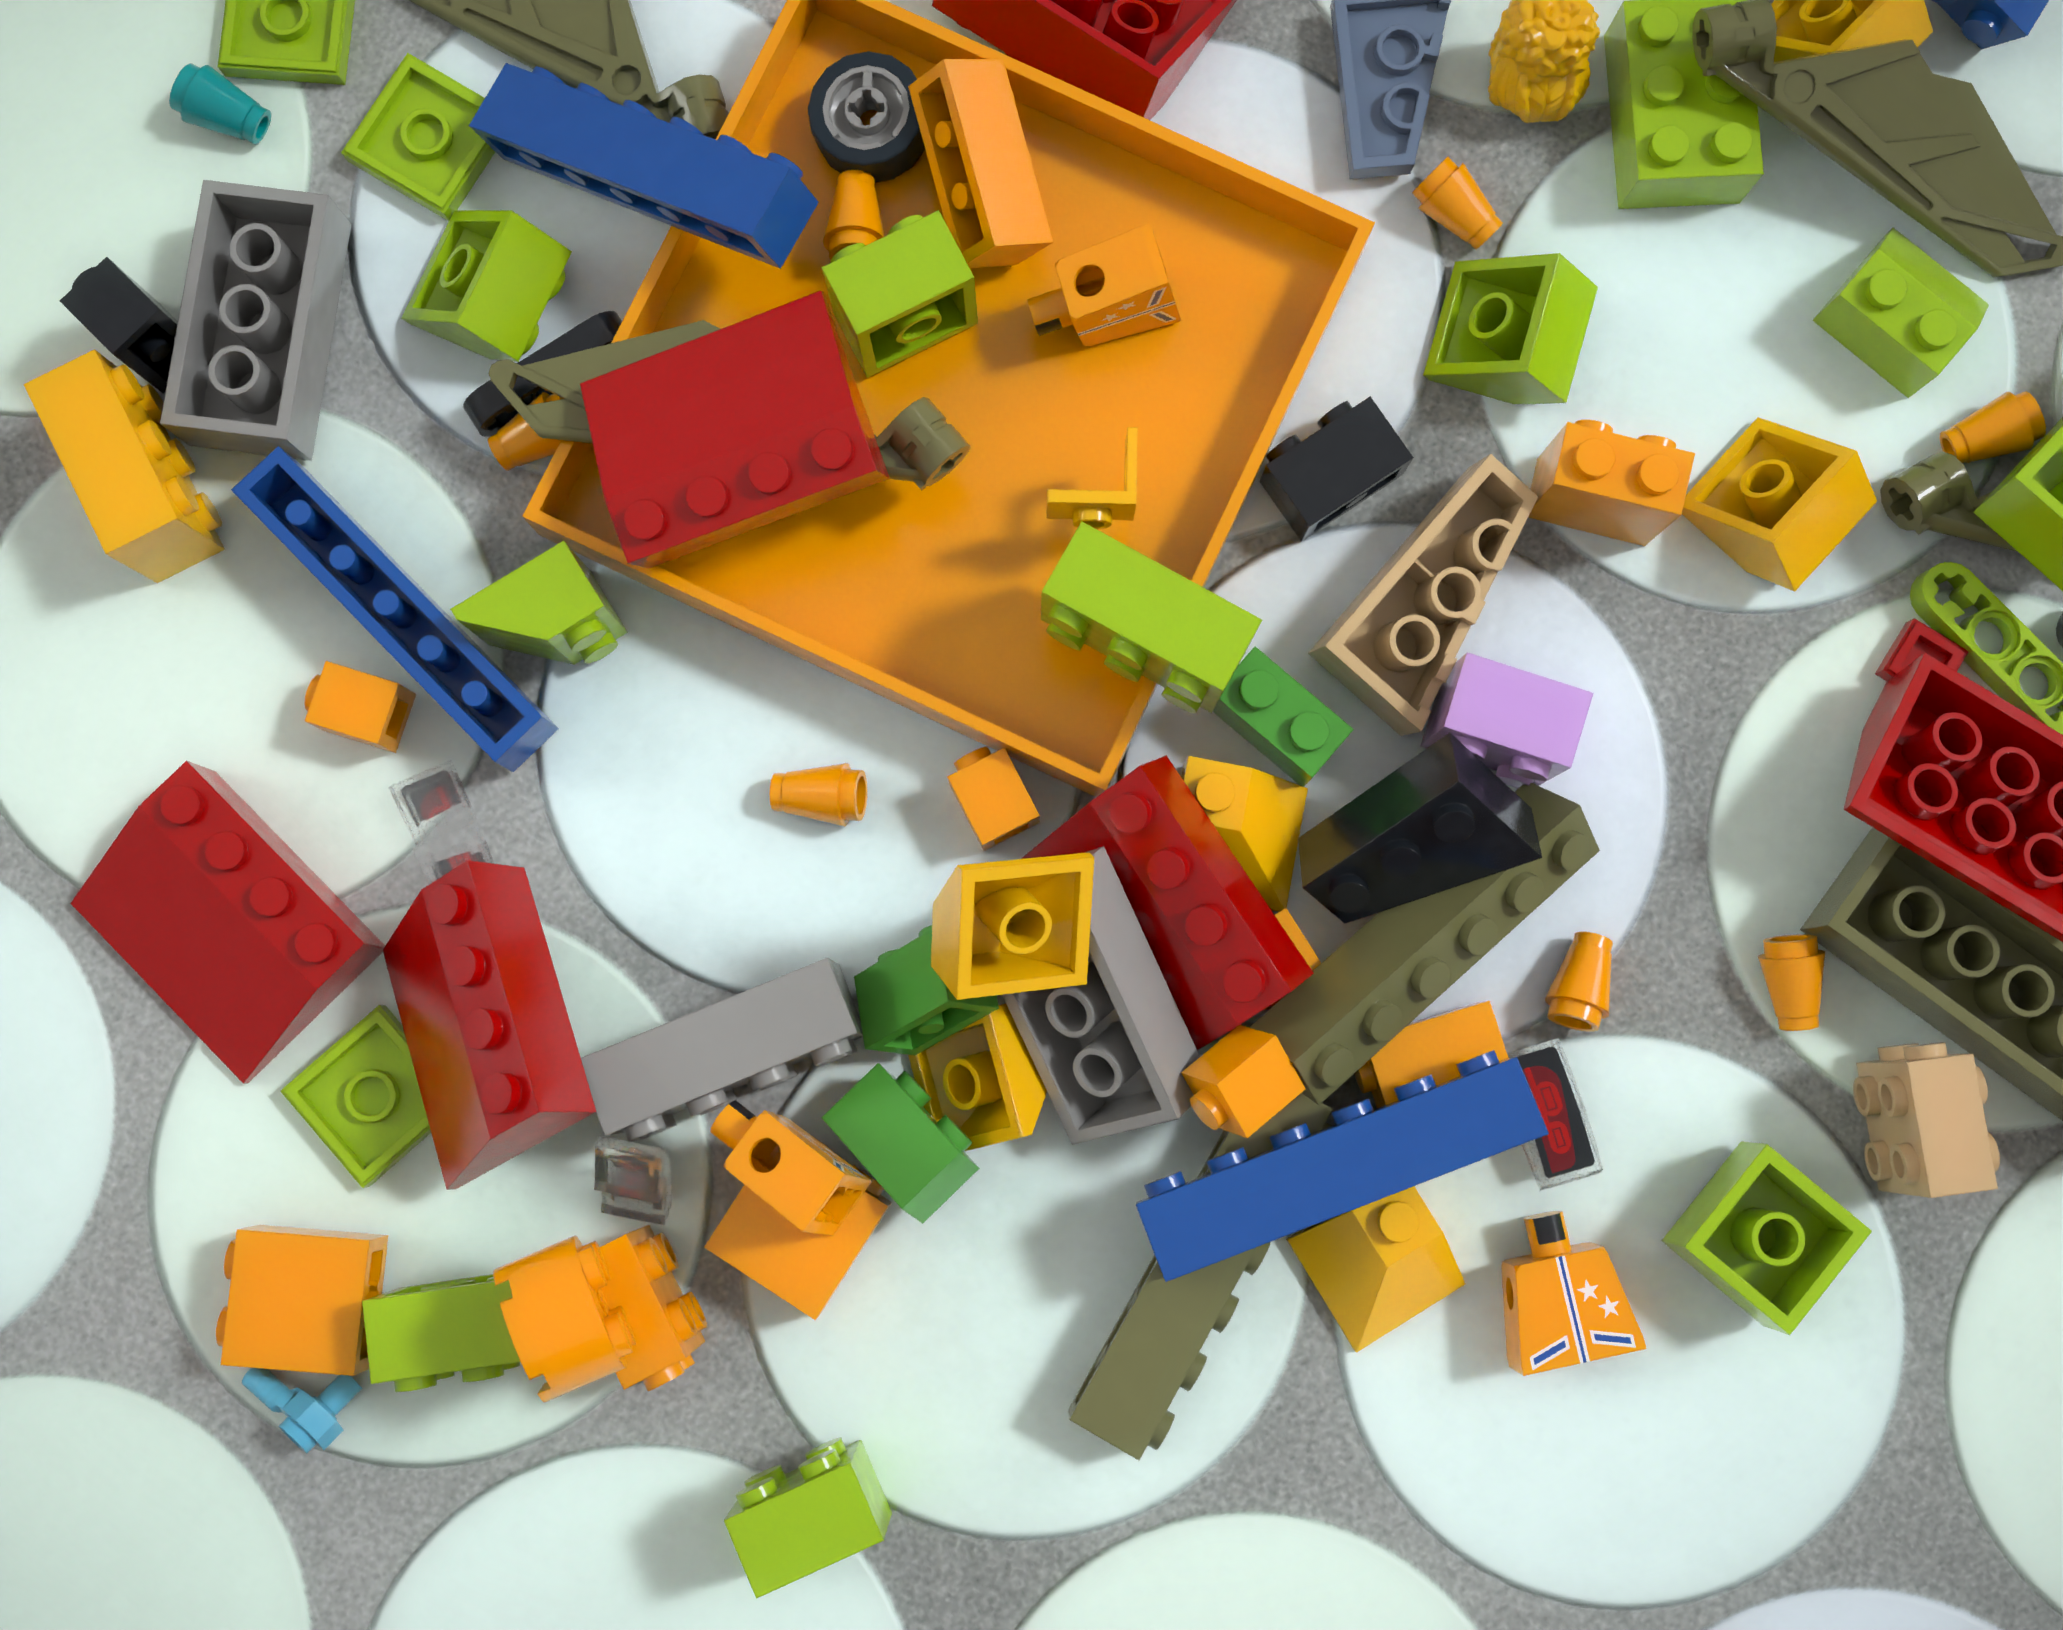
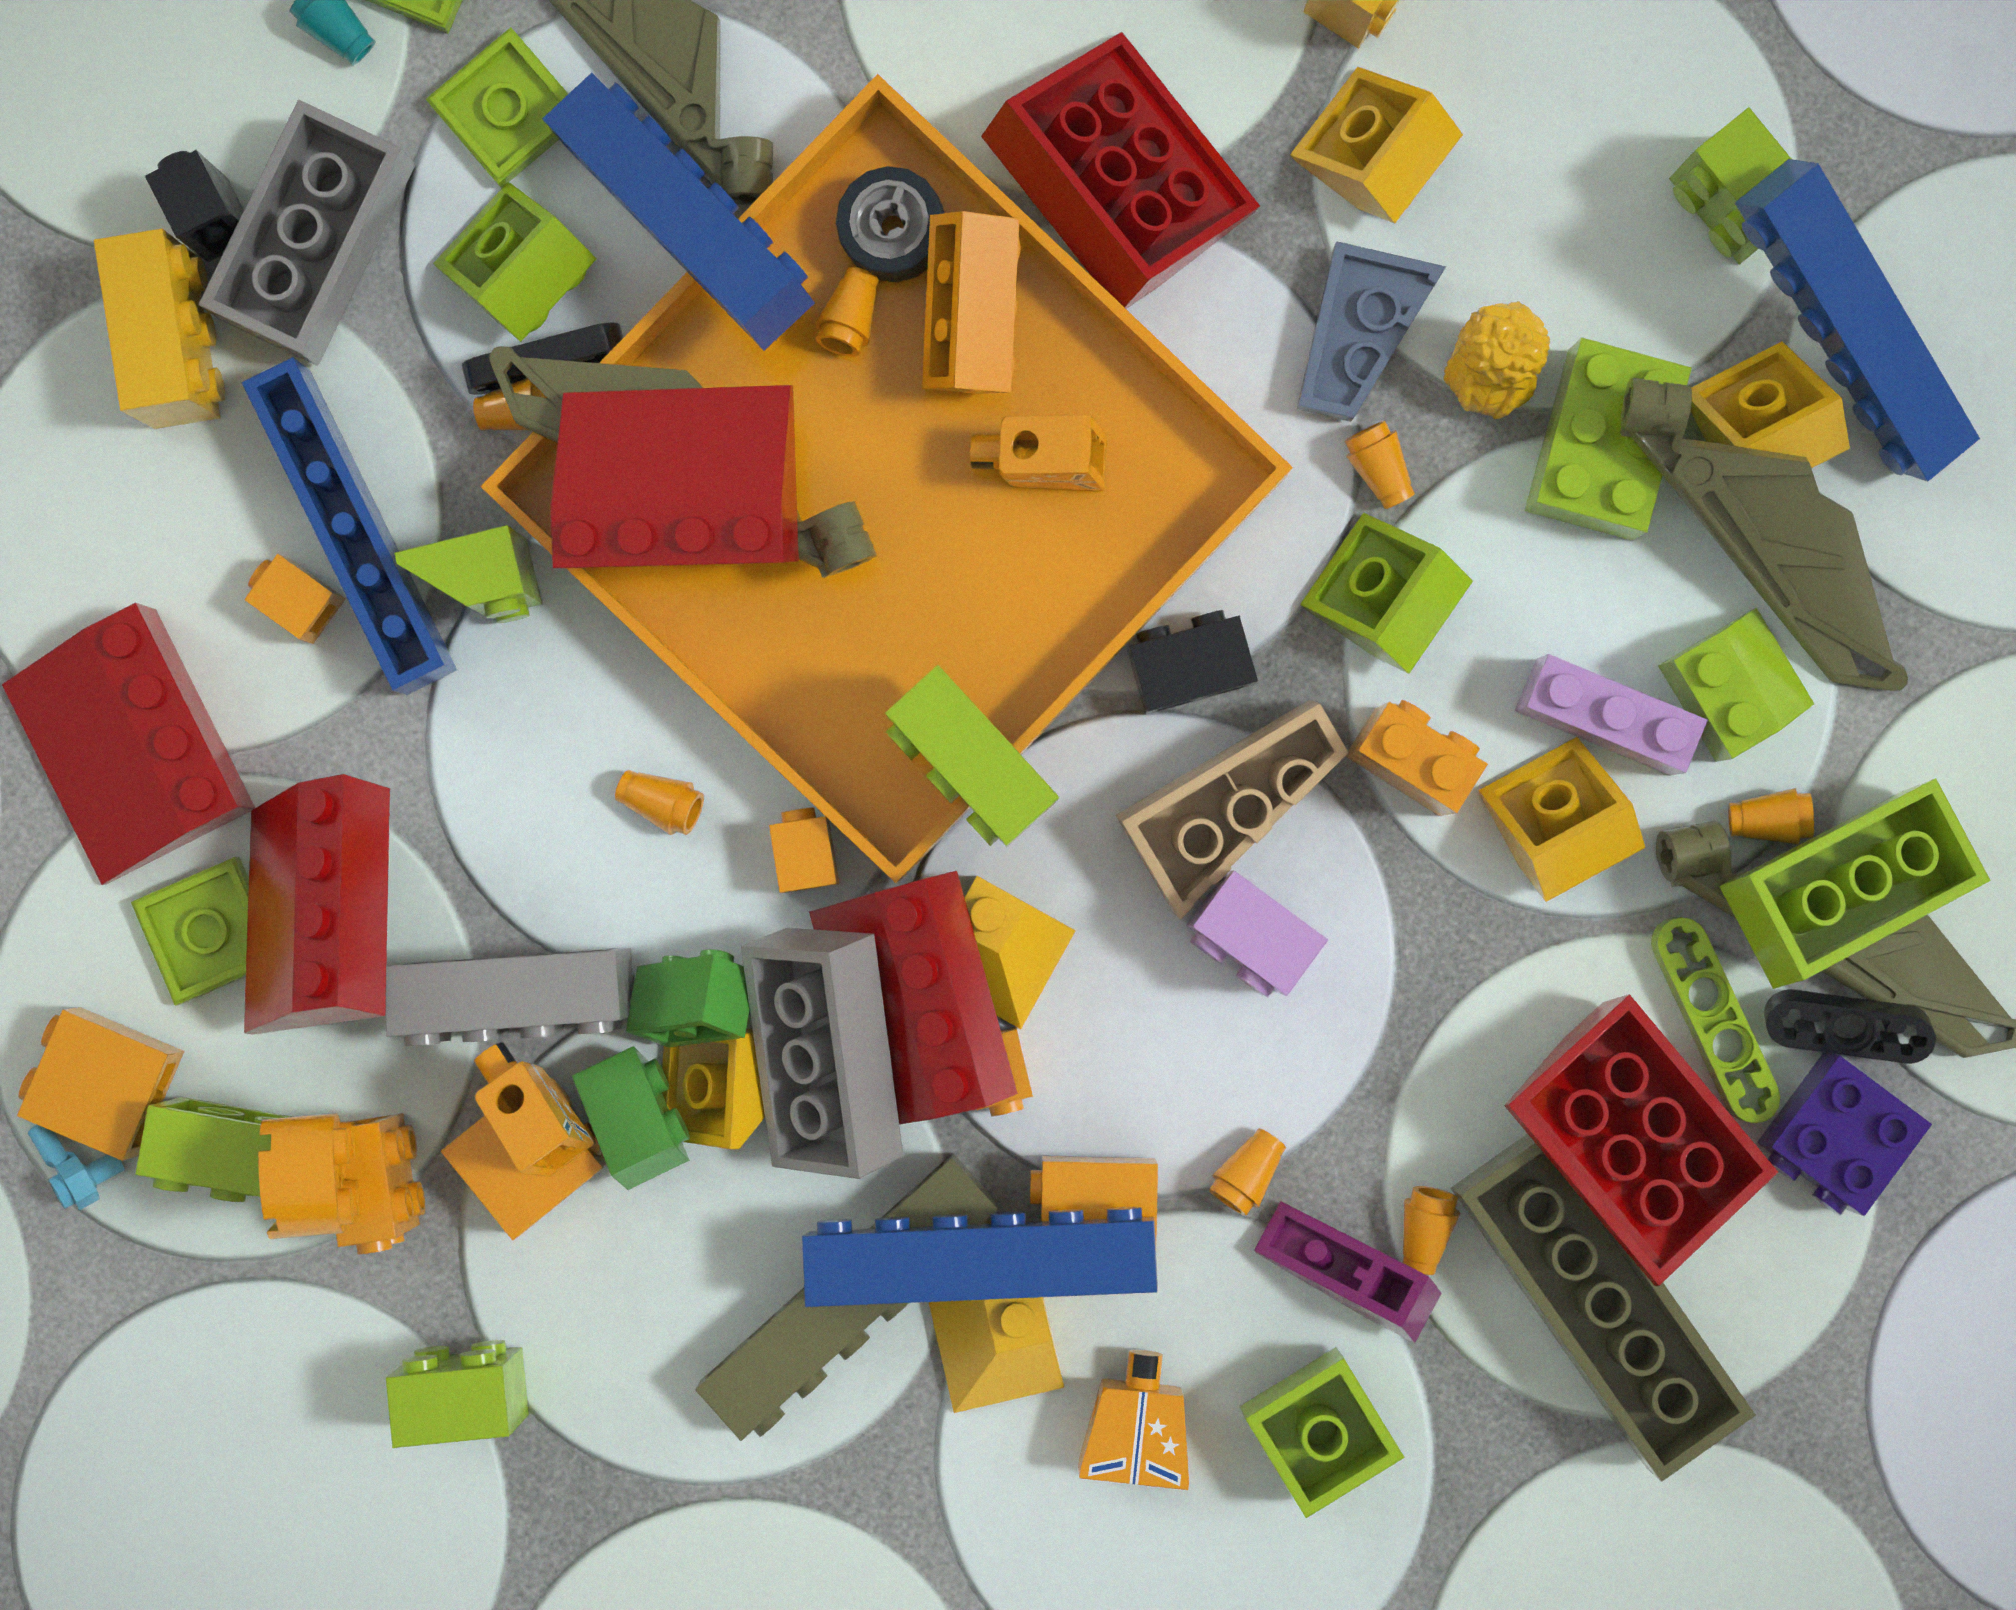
camera: 20 degrees right, 5 degrees up
(440, 820) = (333, 723): clear slope -> none
(633, 1180) = (400, 1076): clear slope -> none
(901, 292) = (862, 396): lime brick -> none
(1014, 925) = (772, 982): yellow slope -> none
(1099, 506) = (966, 646): yellow bracket -> none
(1242, 1081) = (923, 1165): light orange brick -> none
(1280, 717) = (1070, 865): bright green brick -> none
(1417, 834) = (1145, 1007): black wedge -> none
(1417, 952) = (1122, 1095): olive brick -> none
(1570, 1147) = (1183, 1272): slope -> none
(1730, 1052) = (1349, 1271): none -> magenta slope
(1790, 378) = (1611, 715): none -> lavender brick
(1913, 642) = (1644, 986): red tile -> none
(1926, 1121) = (1486, 1383): tan brick -> none

